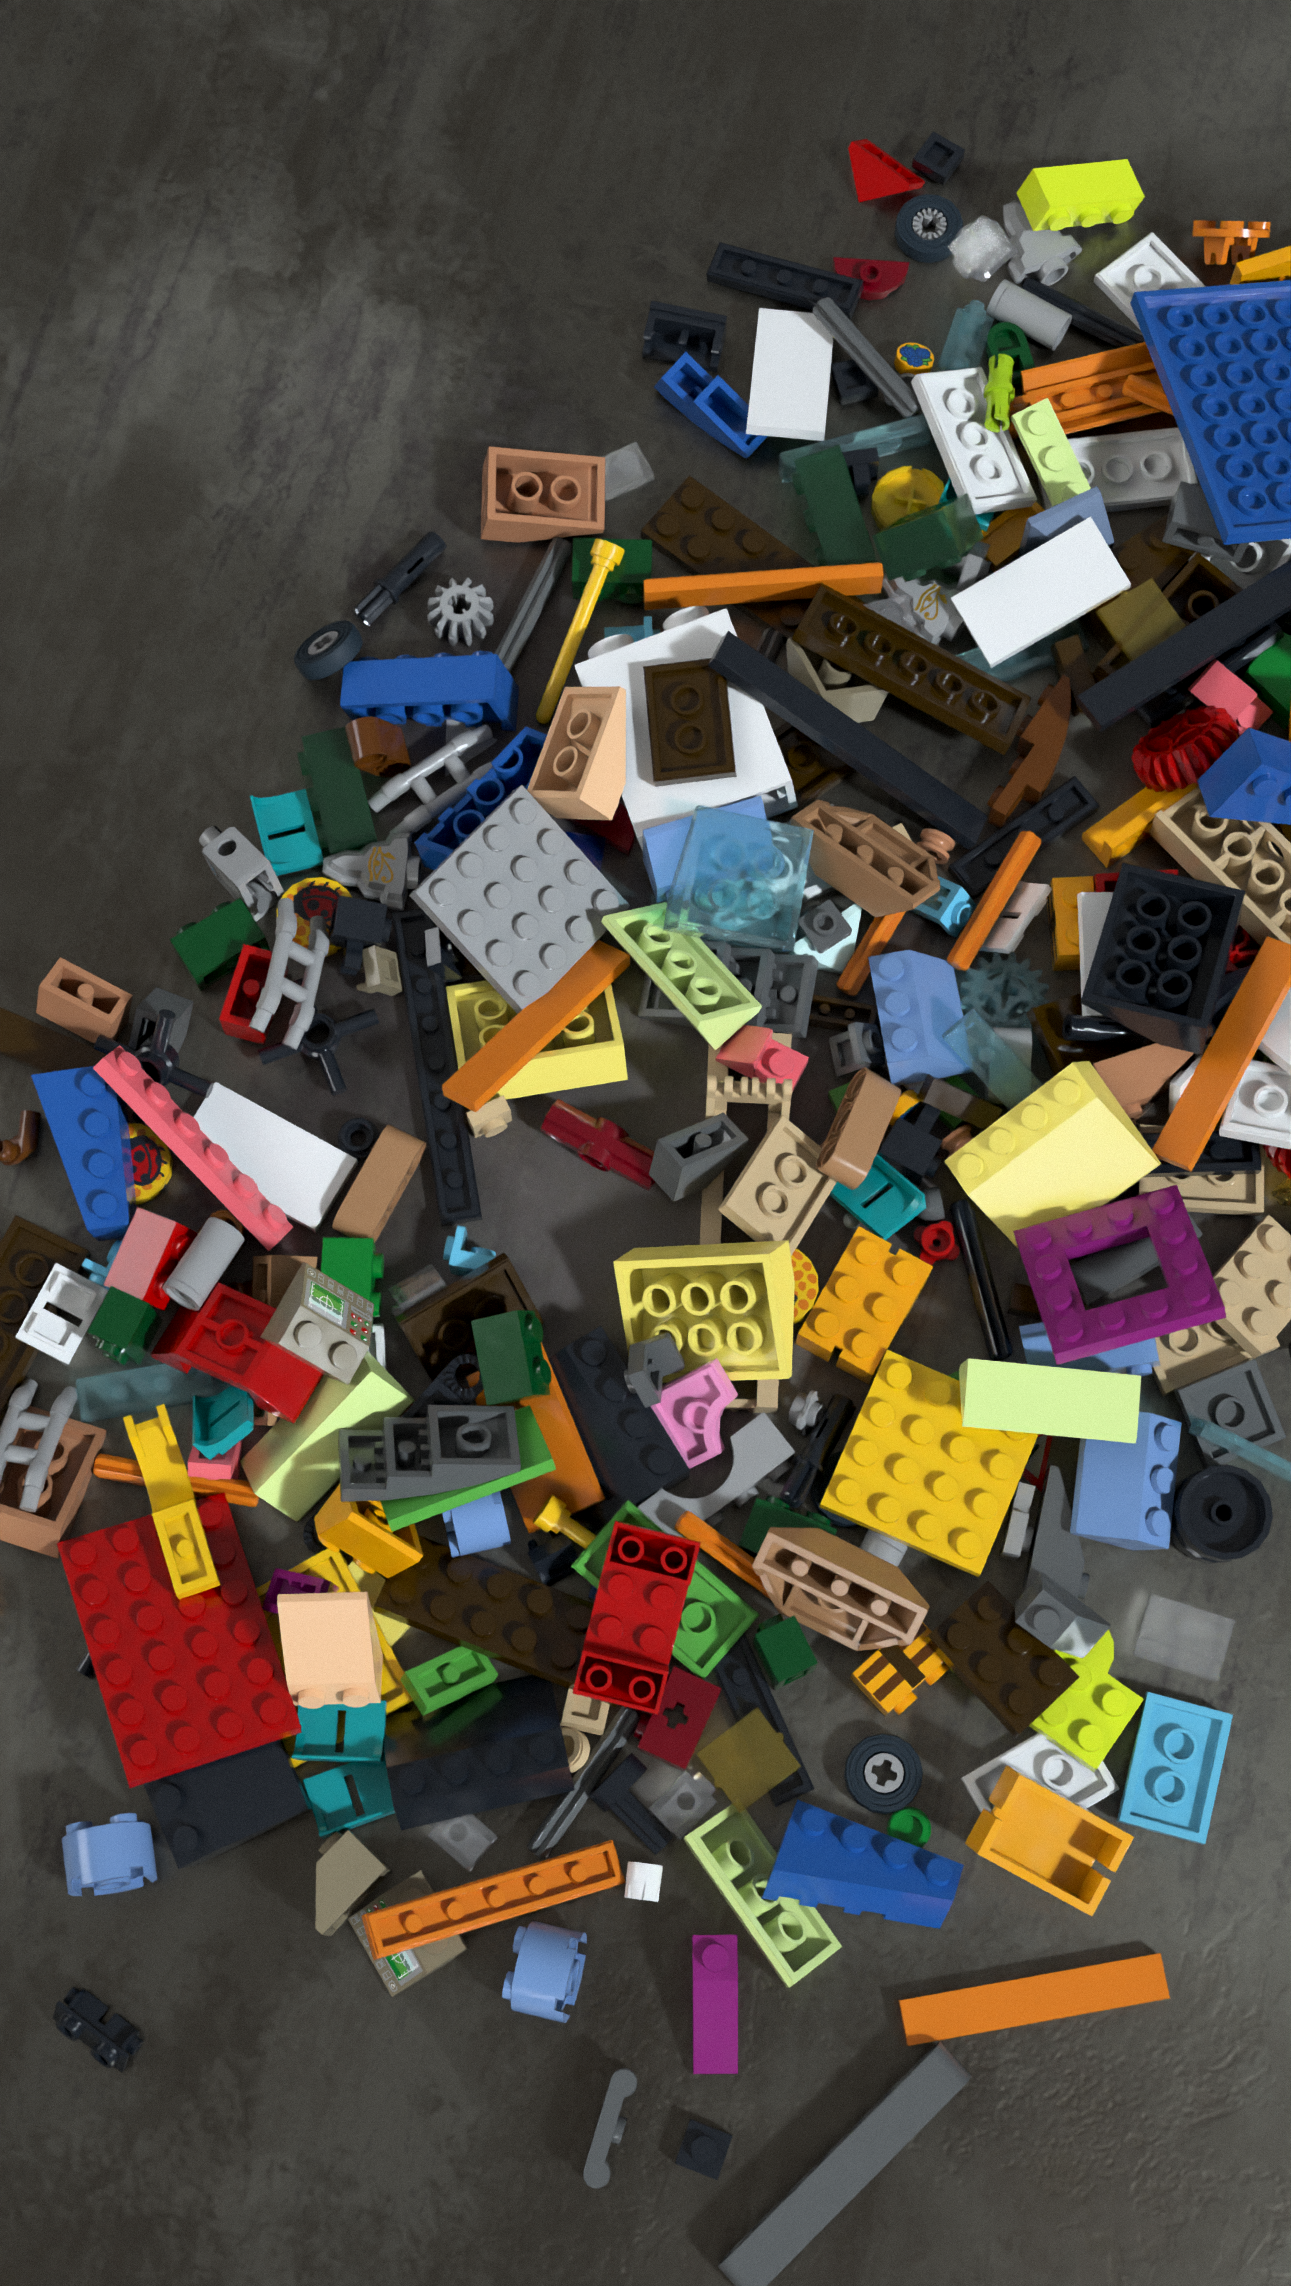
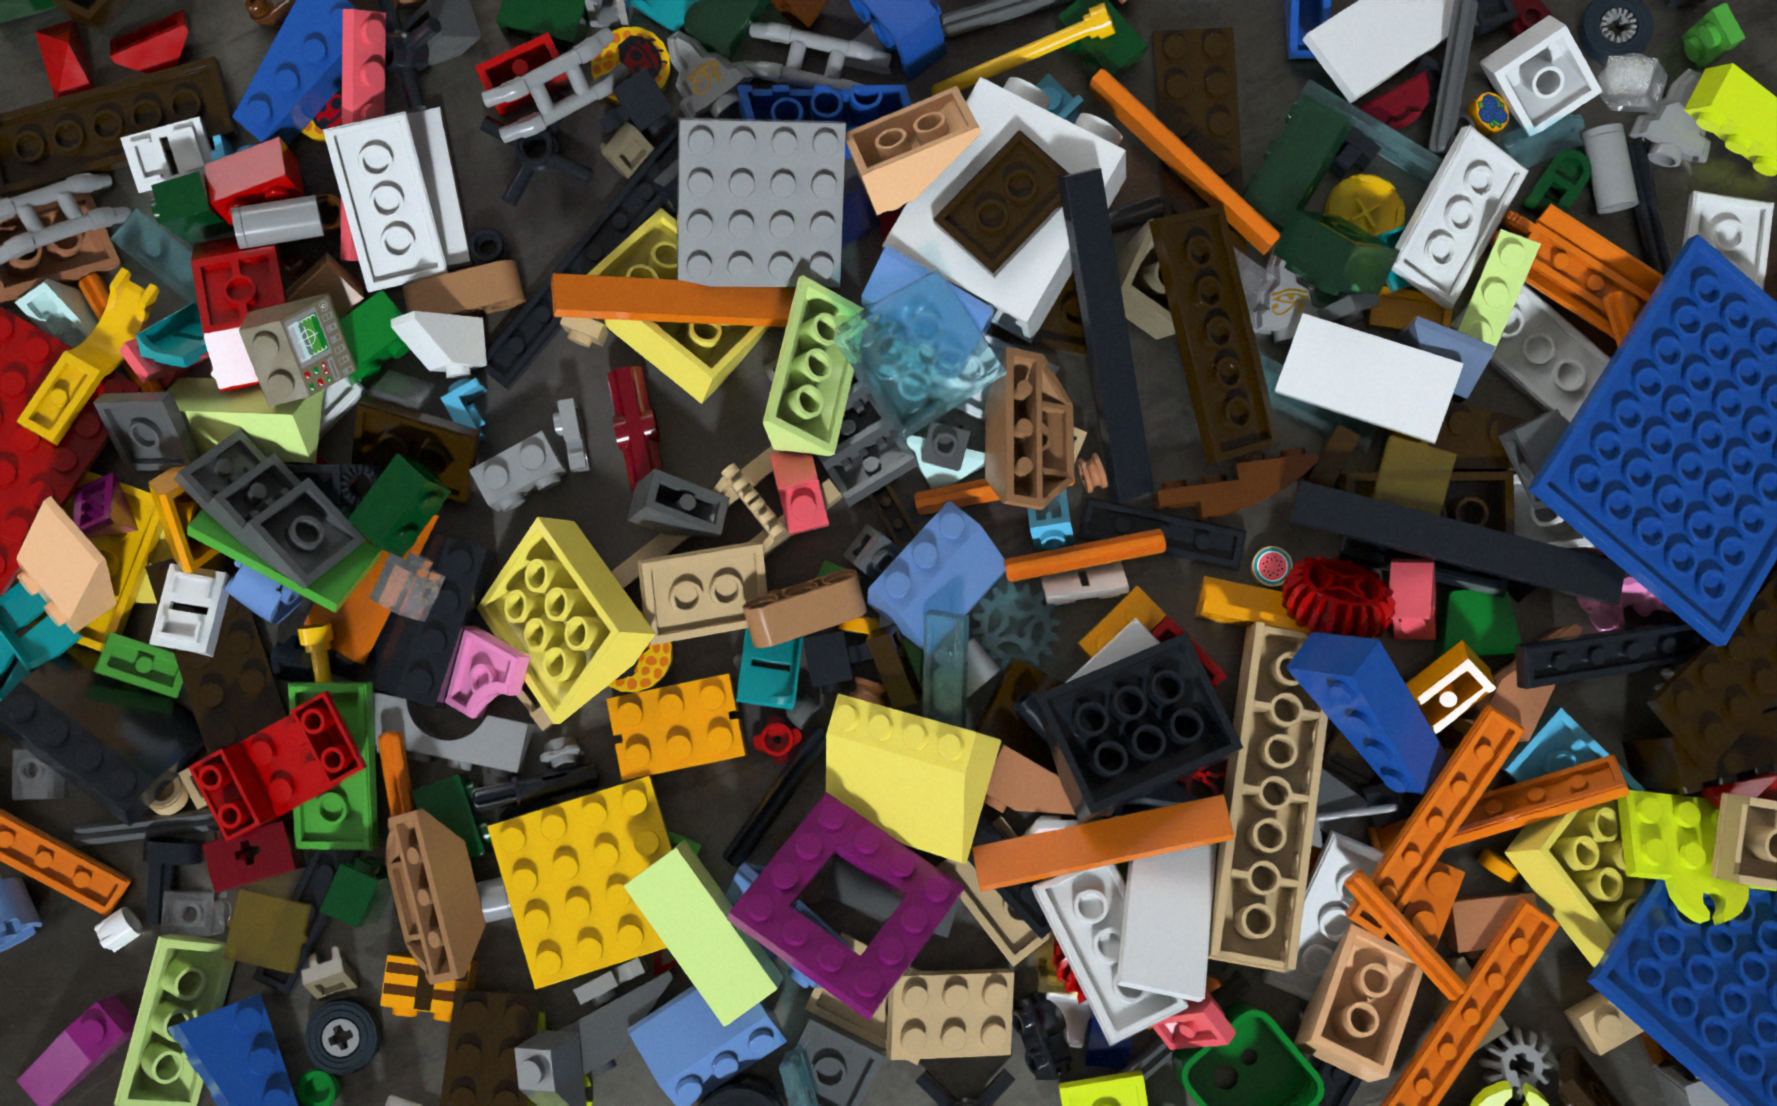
camera: 50 degrees right, 10 degrees up
(107, 1503) = (59, 311): none -> light aqua slope
(261, 1172) = (385, 201): none -> white tile
(270, 1508) = (147, 430): none -> dark grey plate
(407, 1225) = (444, 341): none -> white slope
(457, 1609) = (186, 629): none -> white piece
(557, 1191) = (570, 426): none -> light grey plate
(557, 1257) = (519, 472): none -> light grey brick
(580, 1403) = (408, 586): none -> clear brick
(648, 1365) = (479, 611): dark grey bracket -> none
(828, 1741) = (330, 977): none -> dark tan tile
(854, 408) = (1400, 104): none -> dark red plate
(920, 301) = (1541, 75): none -> white slope
(997, 169) = (1712, 37): none -> bright green plate
(999, 393) = (1514, 202): lime pin -> none
(1117, 782) = (1270, 566): none -> tile

